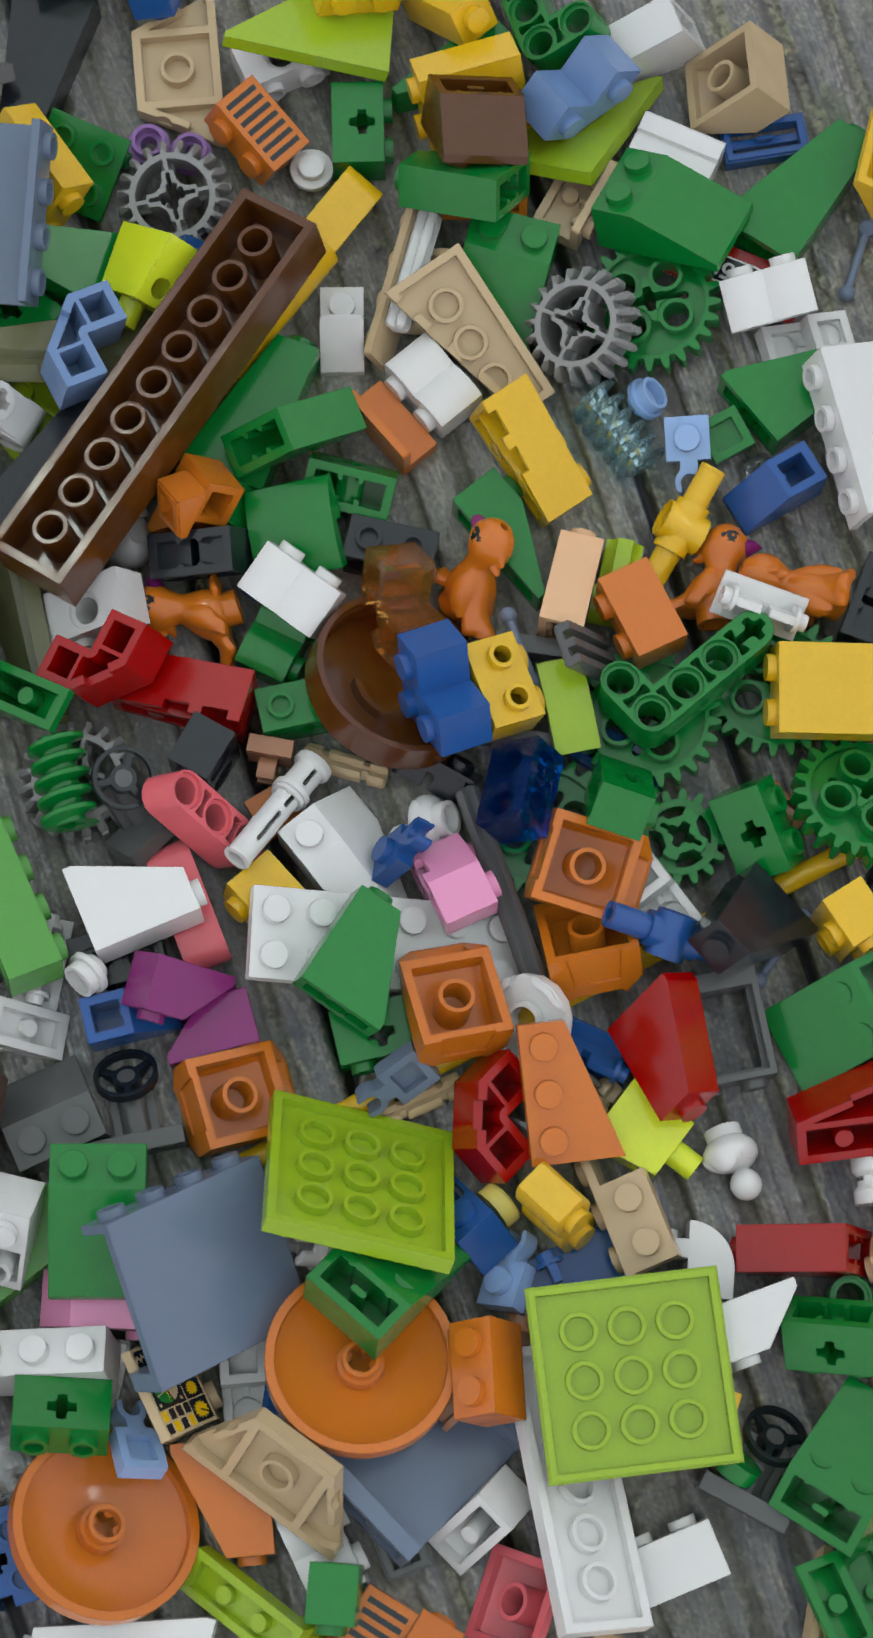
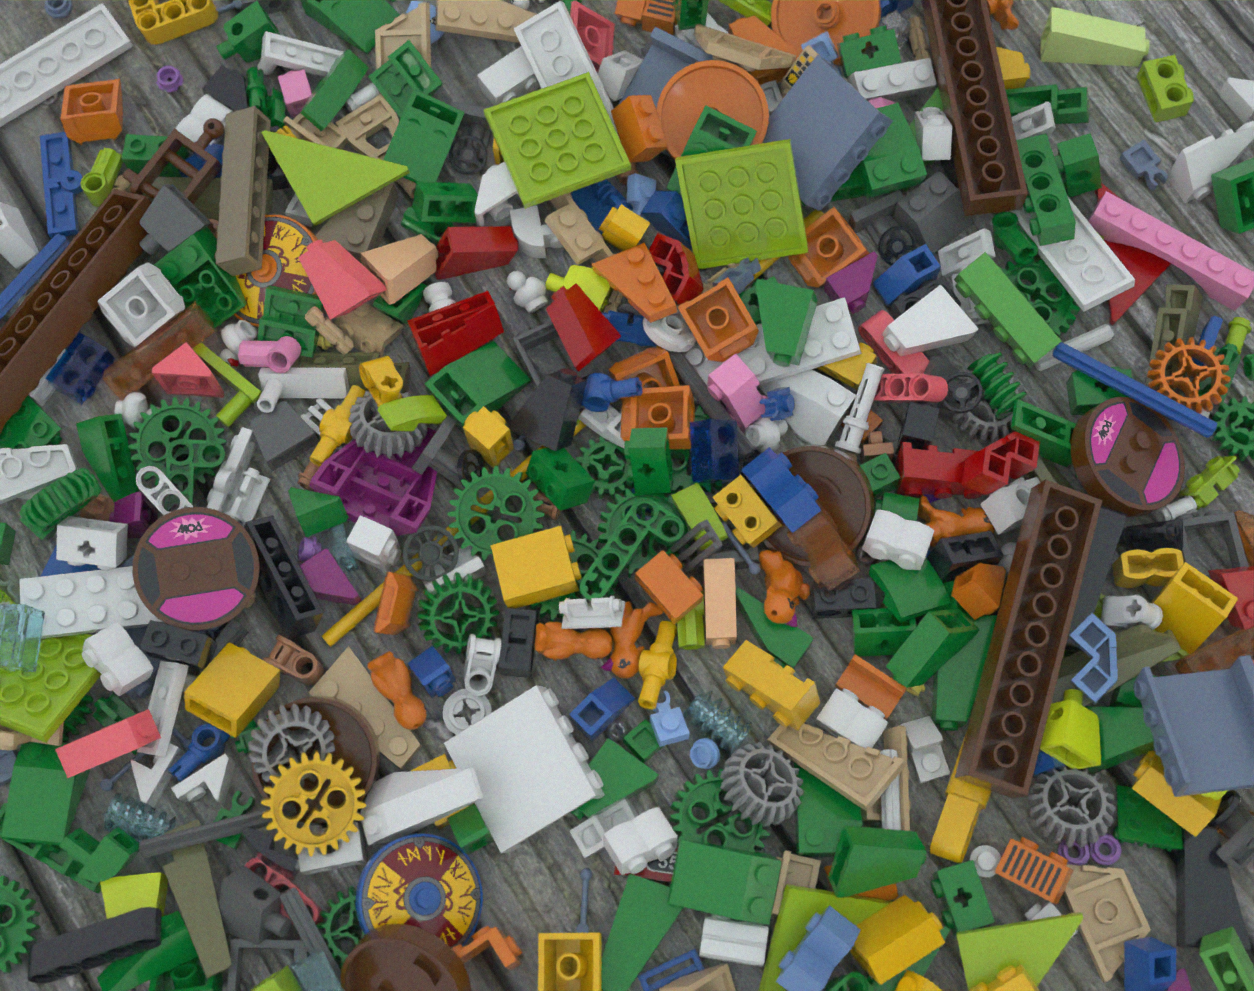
camera: 170 degrees right, 5 degrees down
(86, 974) = (942, 278): white plate -> none
(170, 987) = (886, 287): magenta slope -> none
(180, 501) = (990, 573): orange slope -> none
(475, 120) = (881, 898): reddish brown slope -> none
(500, 1203) = (654, 228): light yellow tile -> none
(741, 1474) = (482, 131): green tile -> none

